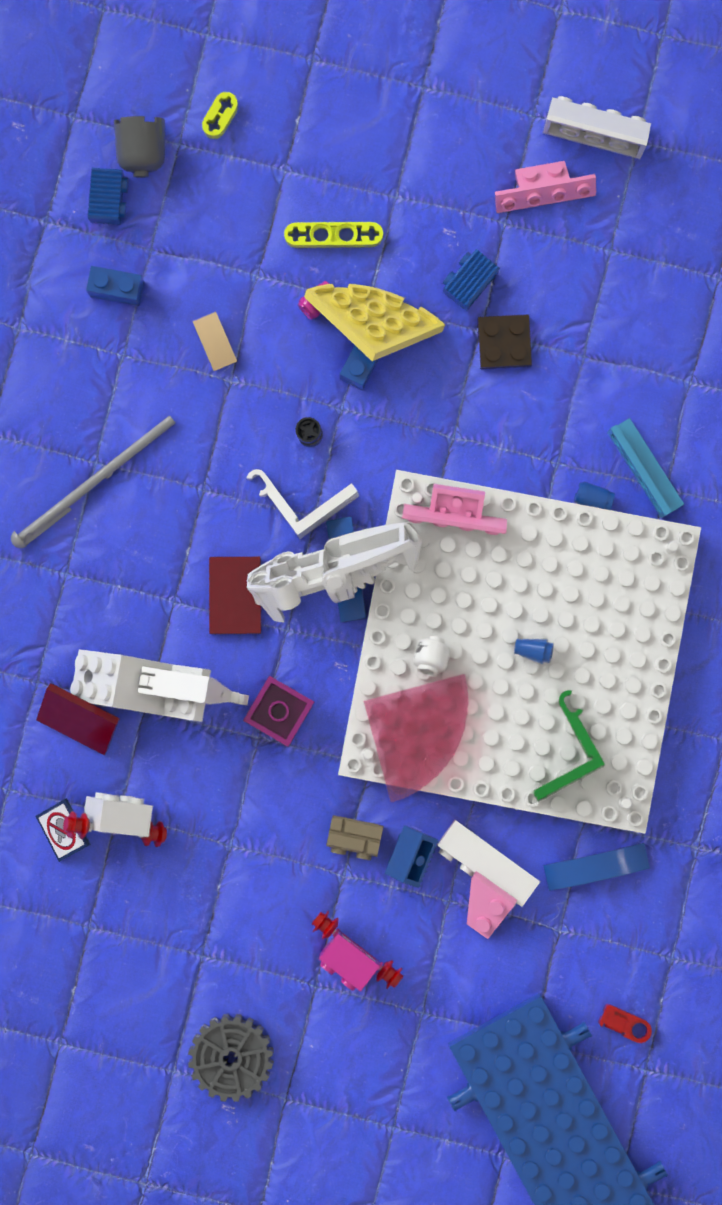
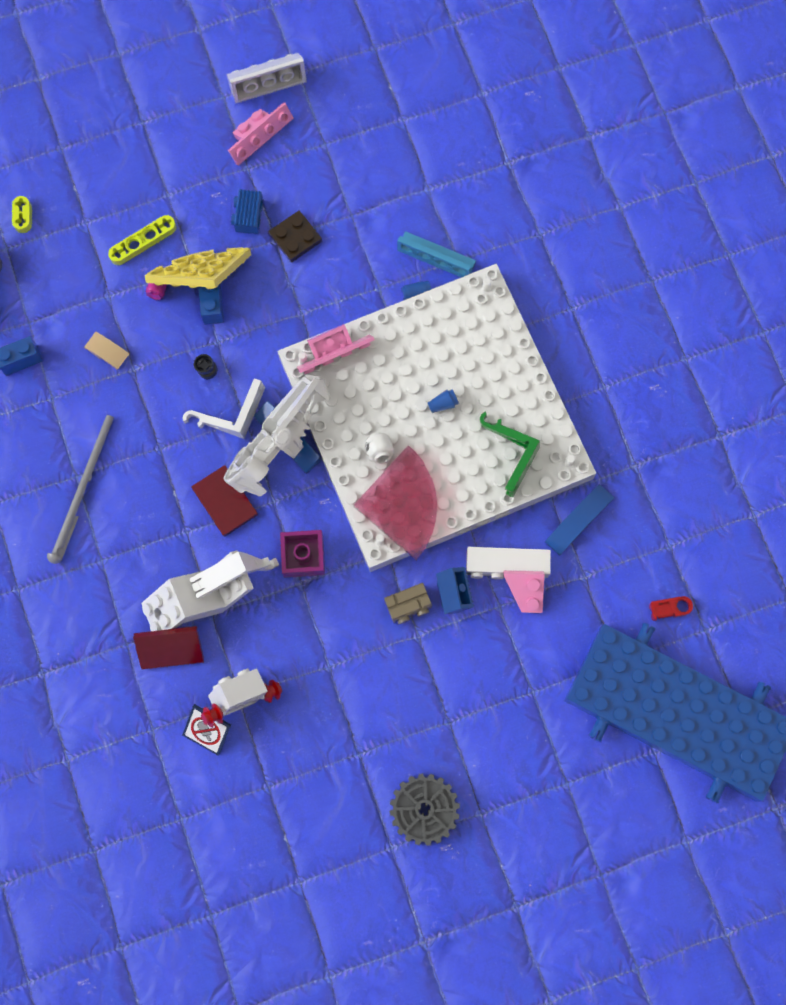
camera: 30 degrees left, 10 degrees down
(350, 959) = (460, 684): dark pink brick -> none

